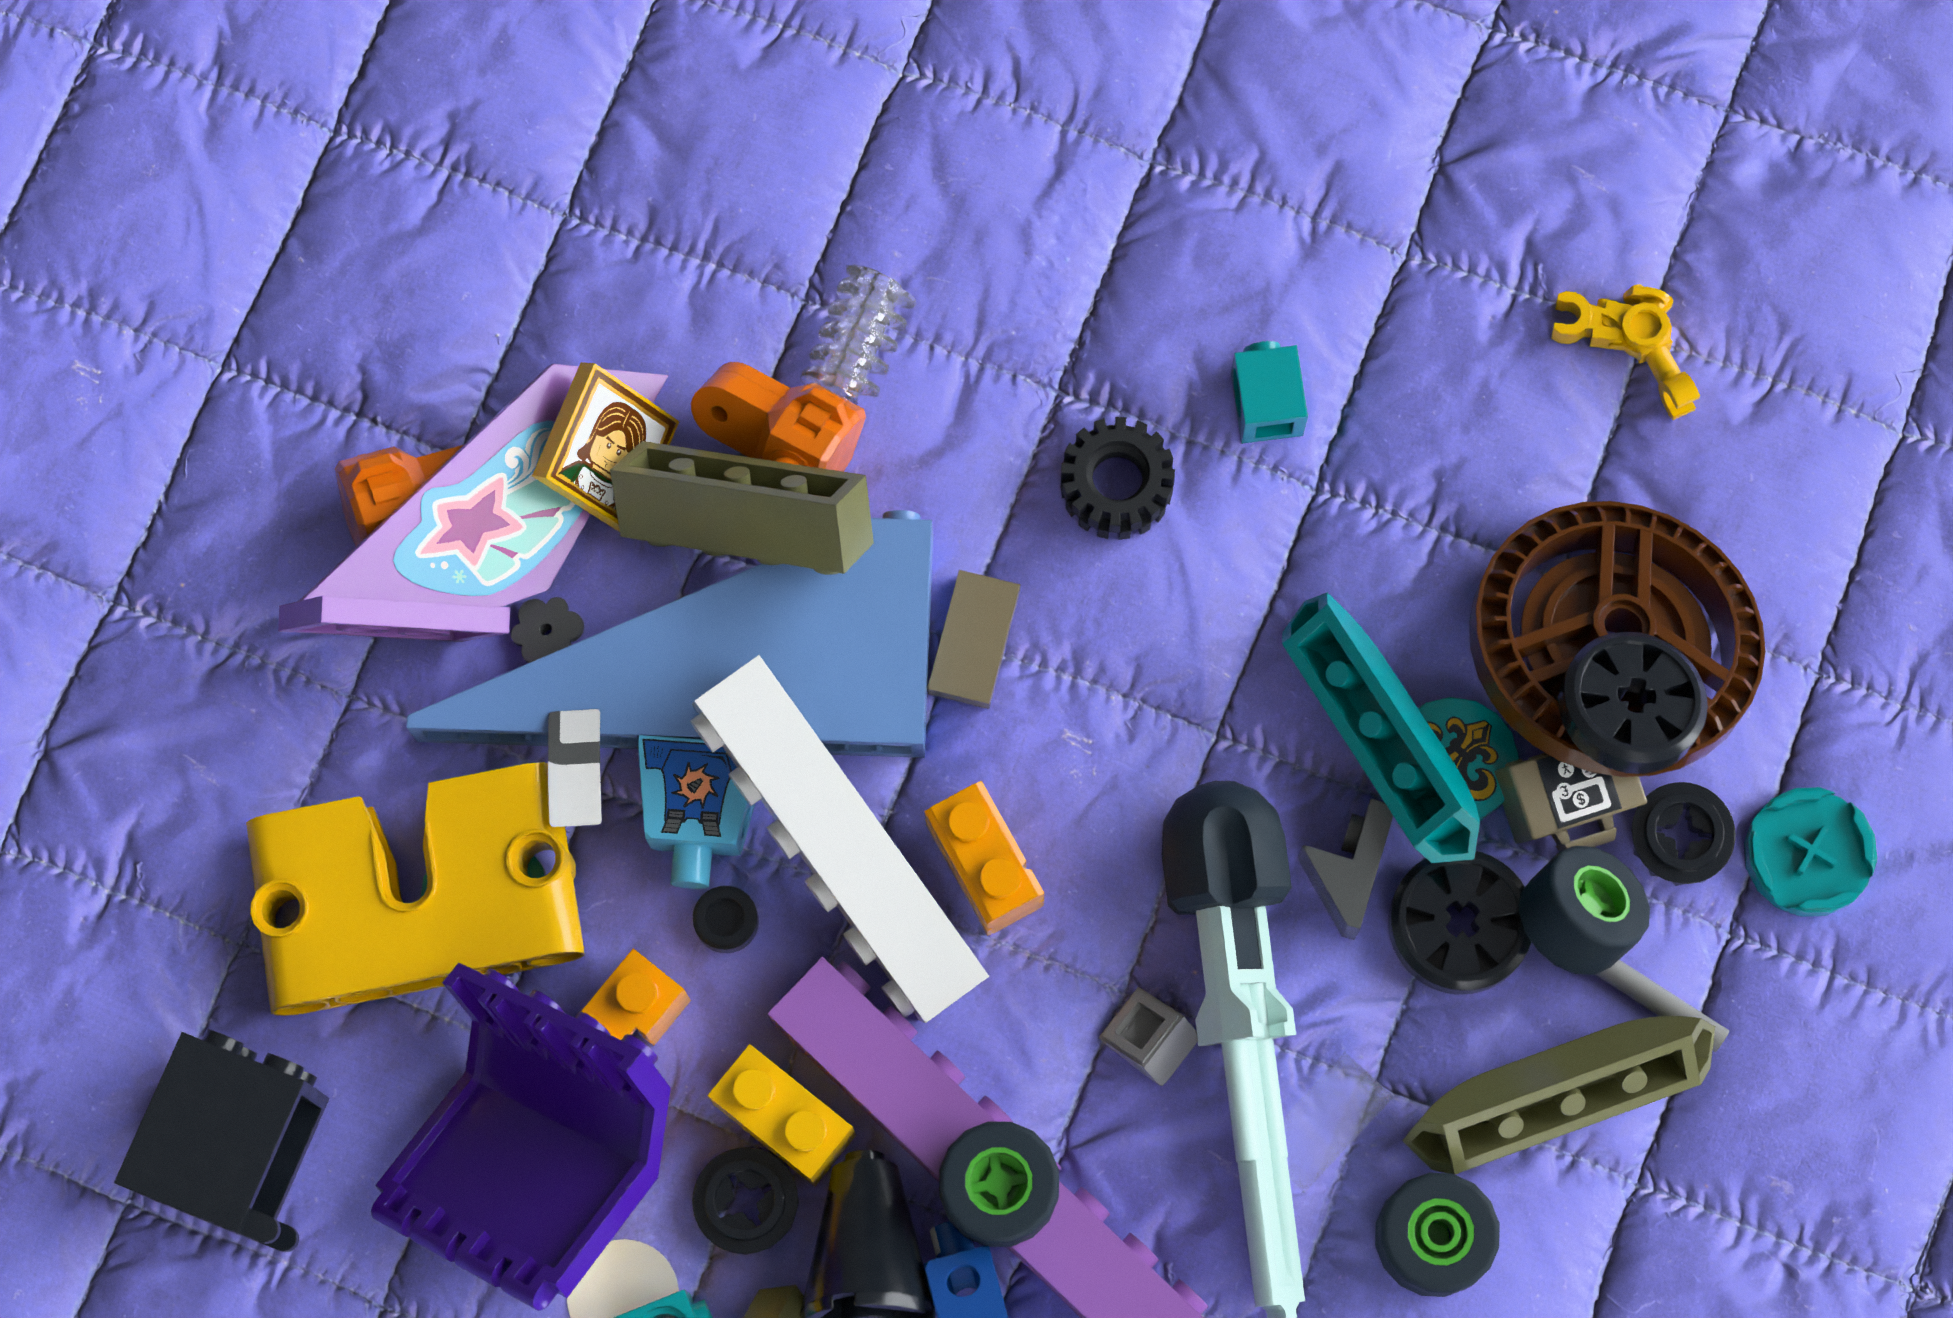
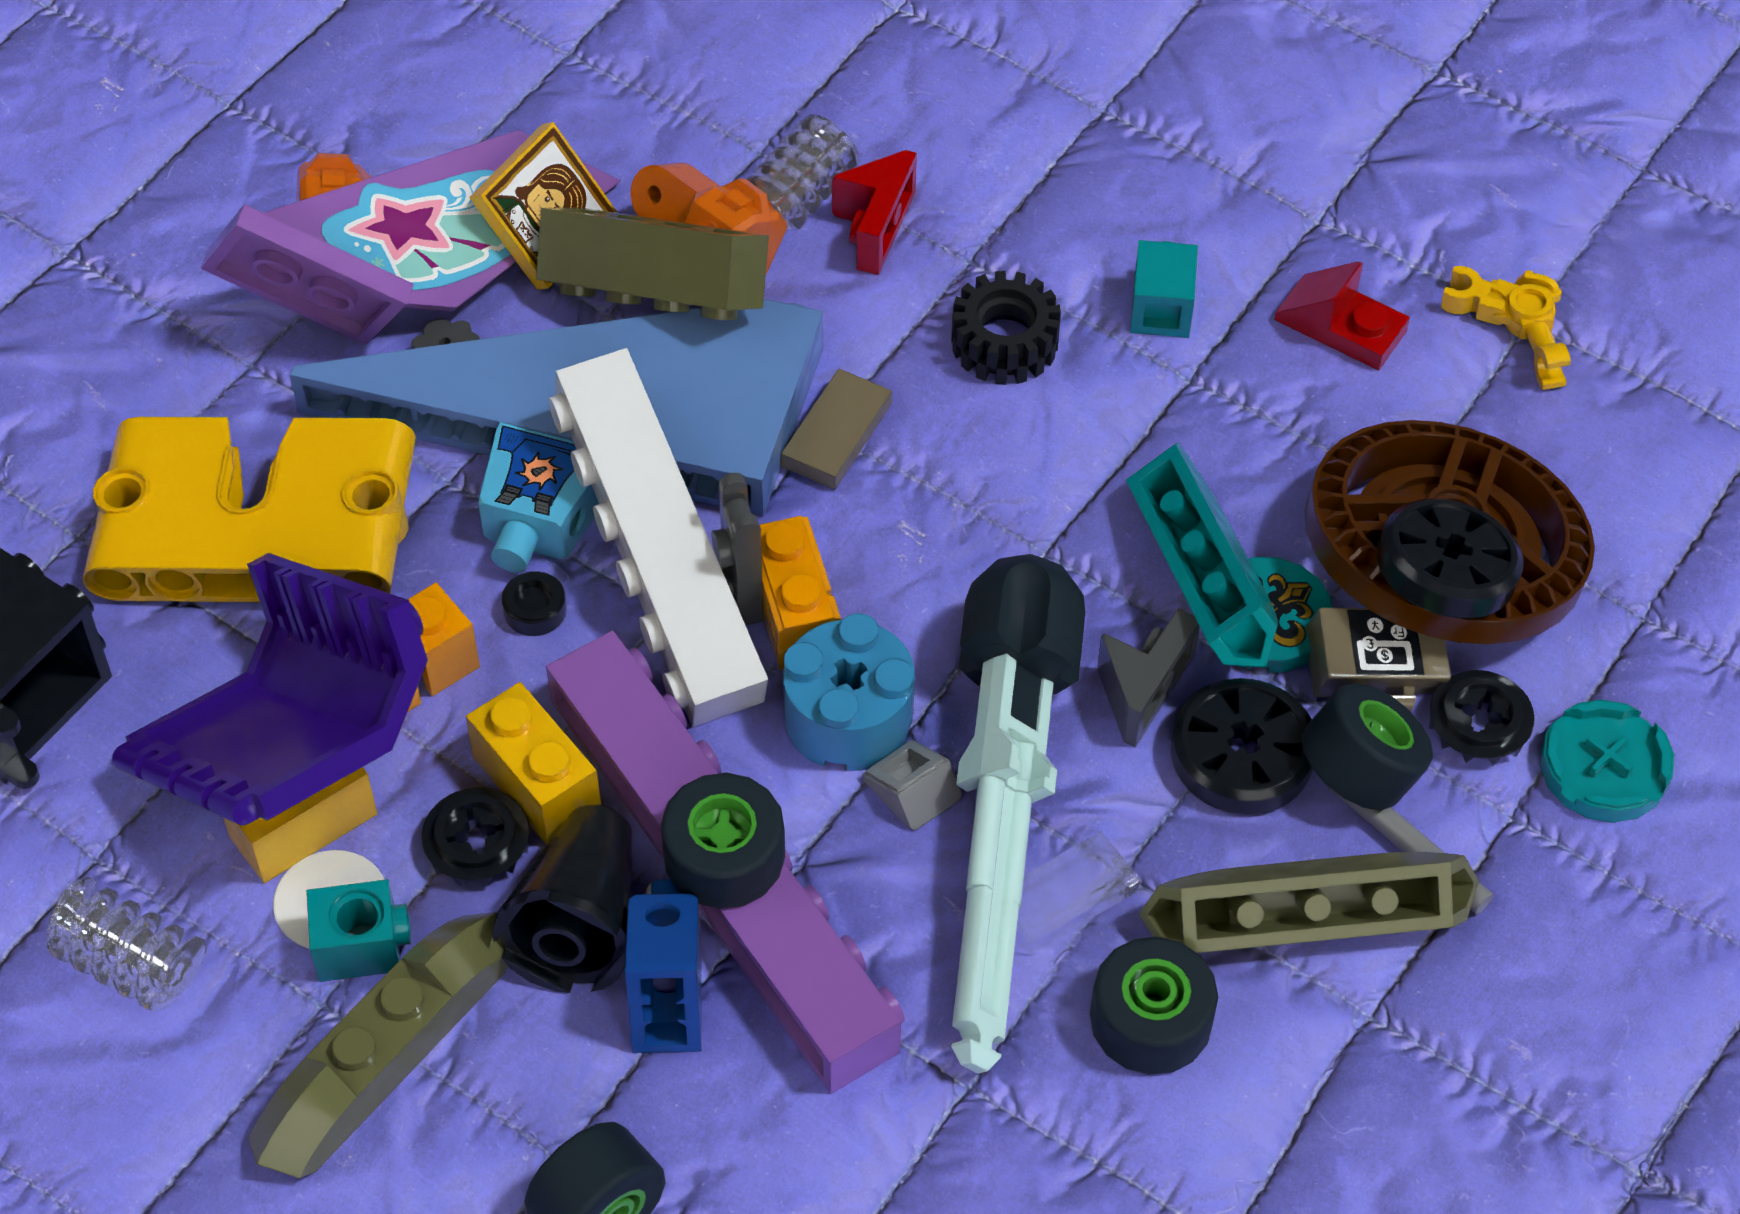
camera: 10 degrees right, 20 degrees down
(574, 768) = (429, 431): white sticker -> none
(925, 844) = (739, 548): none -> dark grey hinge
(948, 344) = (876, 202): none -> red slope
(1068, 926) = (848, 693): none -> dark azure brick
(1453, 380) = (1335, 314): none -> red slope

